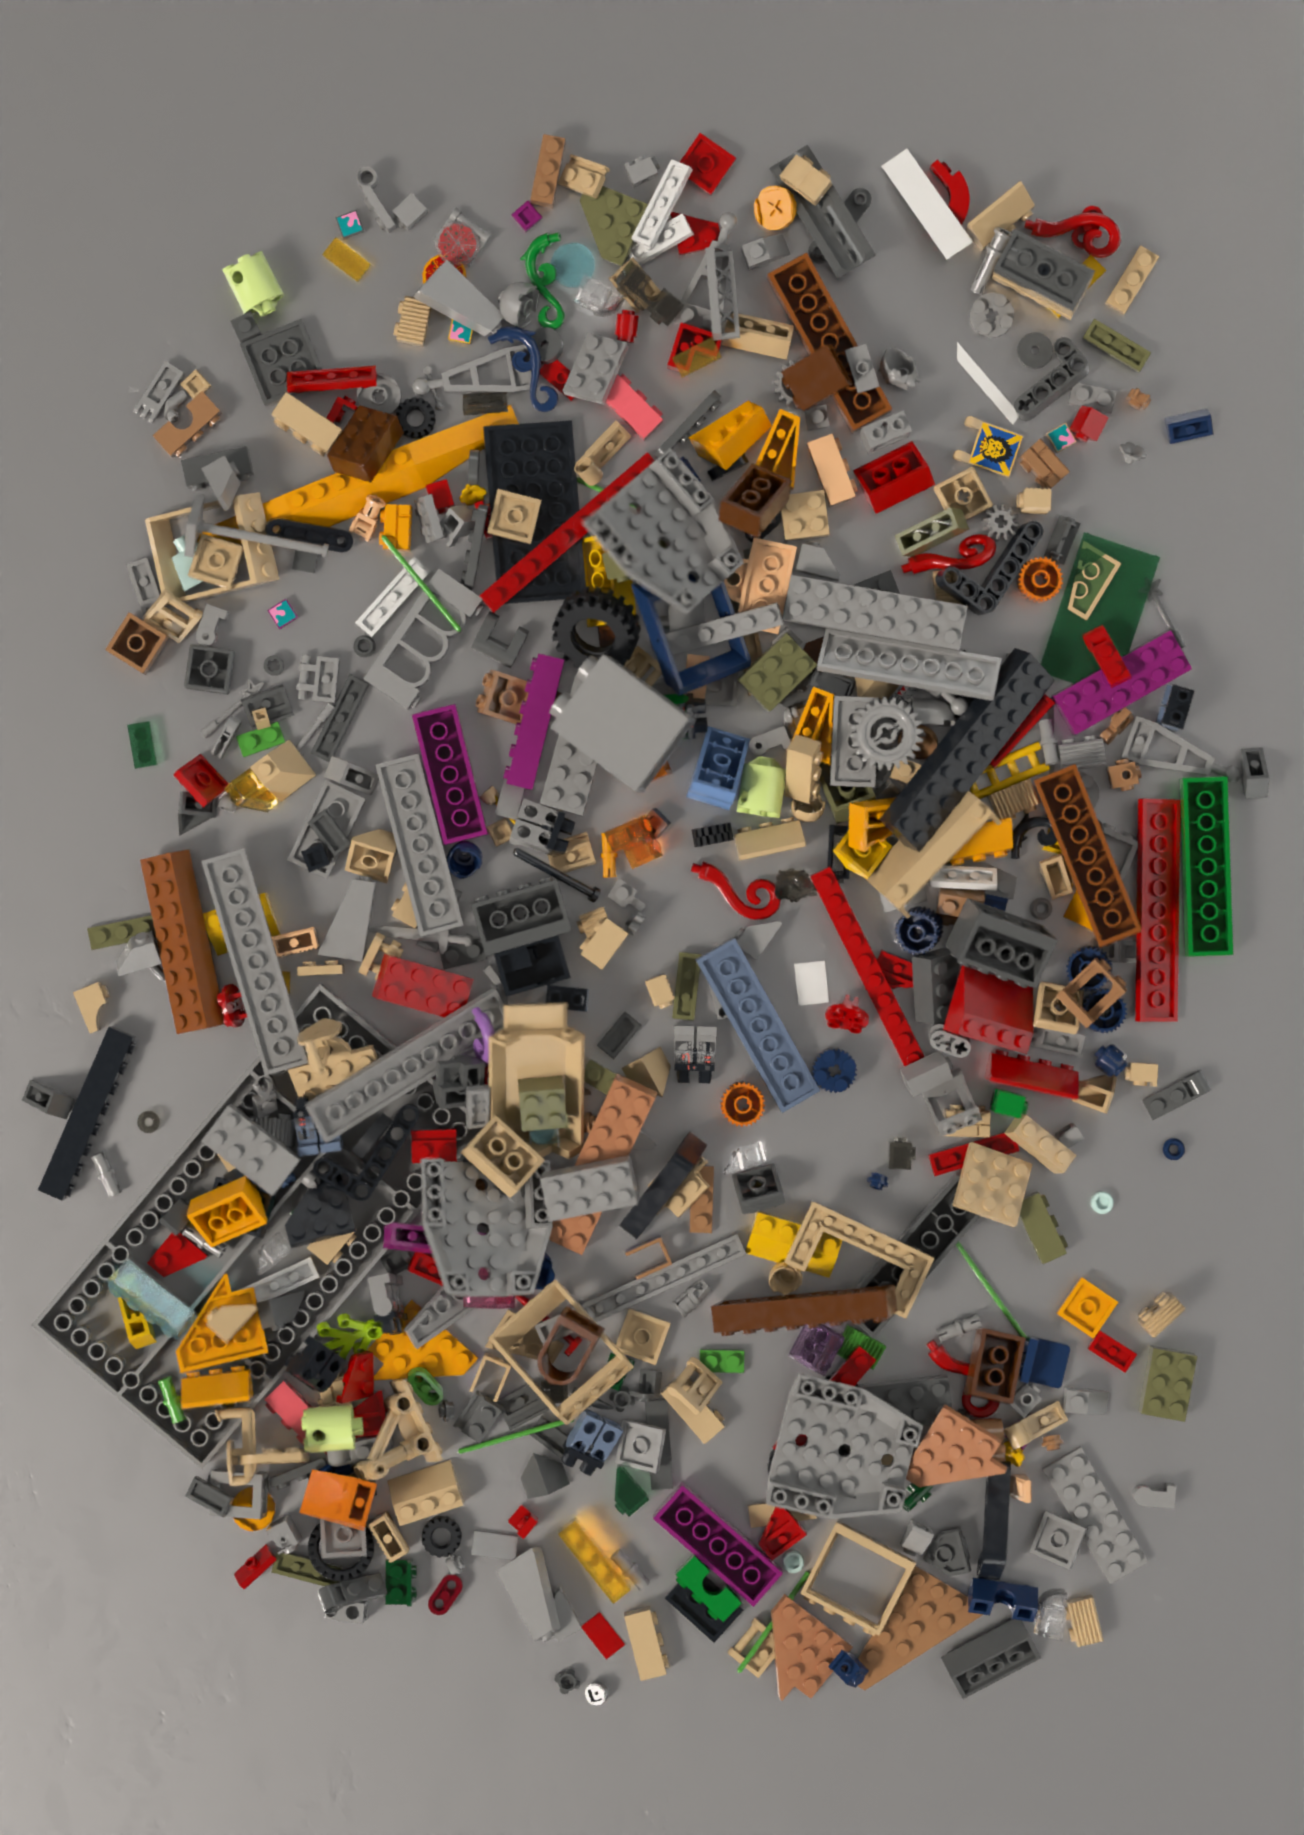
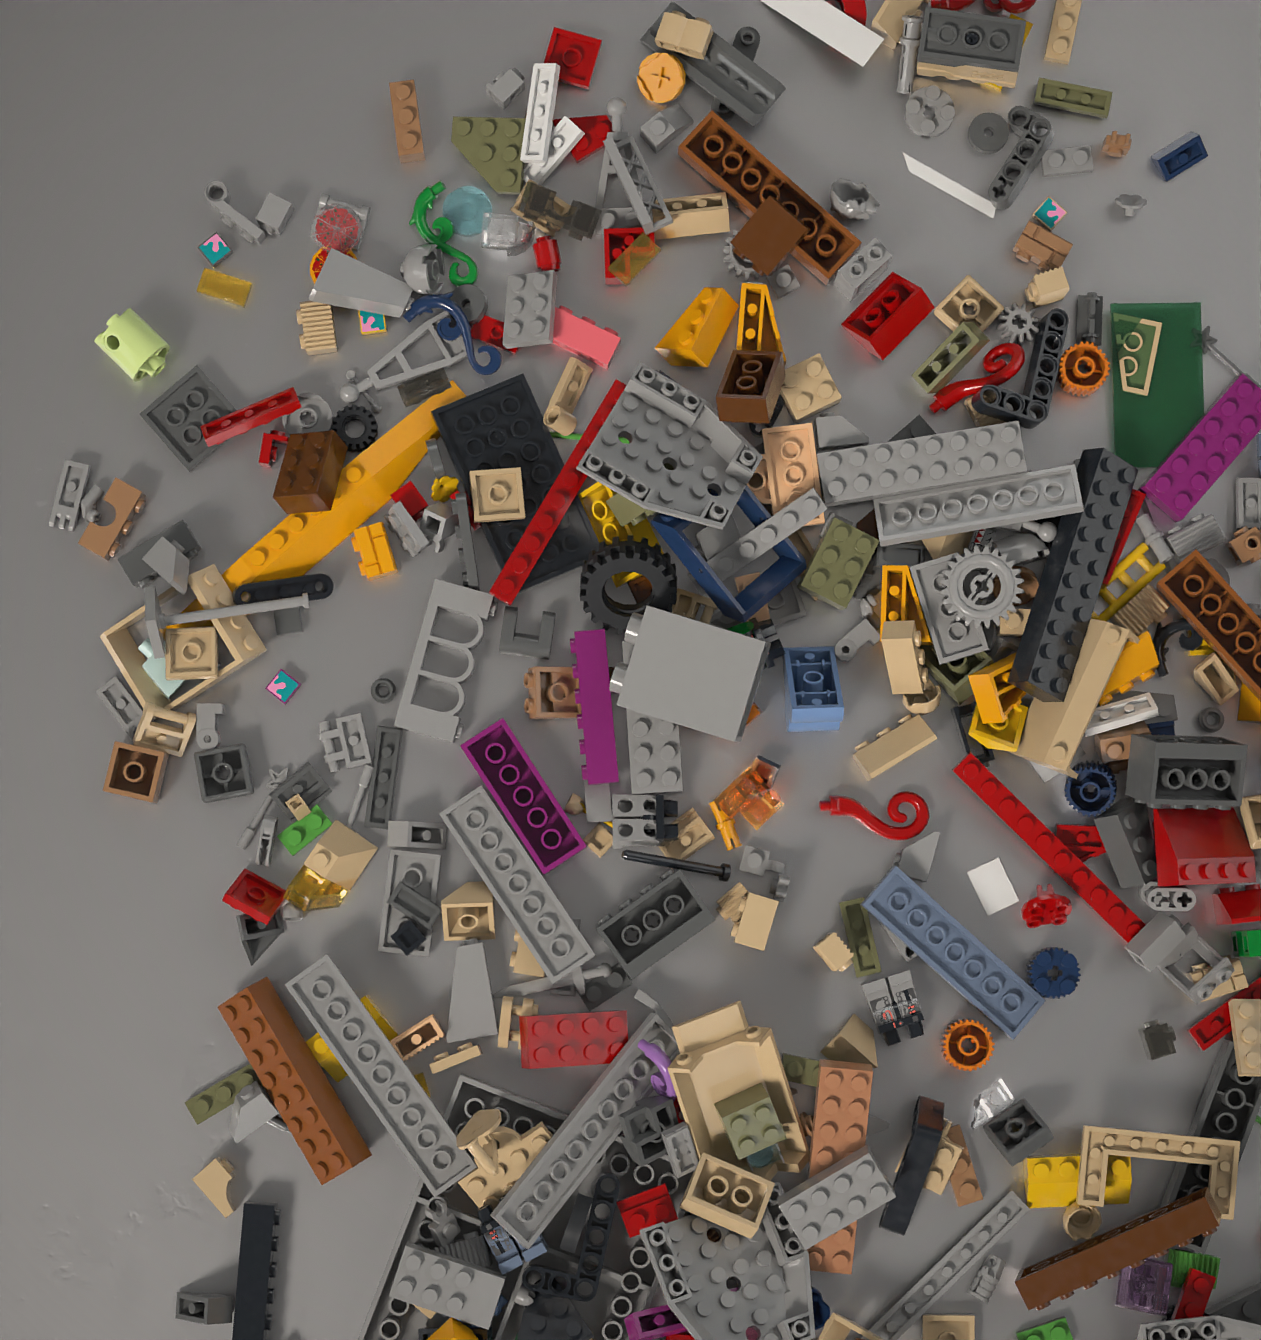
camera: 20 degrees left, 5 degrees down
(141, 1121) = (315, 1297): clear smoke plate -> none
(142, 745) = (178, 880): clear green plate -> none
(195, 384) = (106, 473): tan tile -> none
(232, 1006) = (372, 1132): red plate -> none
(245, 327) = (140, 394): dark grey brick -> none
(275, 672) = (288, 738): dark grey bush -> none
(305, 424) = (239, 474): tan brick -> none
(366, 520) = (339, 554): light nougat connector -> none
(391, 598) = (396, 627): white plate -> none
(421, 583) = (422, 601): bright green axle -> none
(464, 865) = (574, 889): dark blue helmet -> none
(526, 216) = (401, 177): magenta tile -> none
(532, 965) = (685, 973): black piece -> none
(574, 997) = (726, 994): black hips -> none
(583, 176) = (447, 113): tan plate -> none
(619, 1035) = (805, 1016): dark grey tile -> none
(668, 1262) = (936, 1260): medium nougat piece -> none
(695, 419) = (655, 326): dark grey plate -> none
(712, 834) = (830, 762): black tyre -> none
(718, 472) = (698, 374): black beam -> none
(762, 788) = (866, 693): yellowish green cylinder -> none
(794, 885) = (937, 787): clear smoke hair -> none
(832, 470) = (819, 330): light nougat brick -> none
(862, 368) = (814, 210): light grey plate -> none
(878, 1181) = (1143, 1078): dark blue plate -> none
(993, 448) = (981, 250): flag -> none
(1088, 424) = (1074, 188): red brick -> none
(1106, 656) = (1185, 424): red plate -> none
(1118, 723) = (1222, 490): medium nougat plate -> none

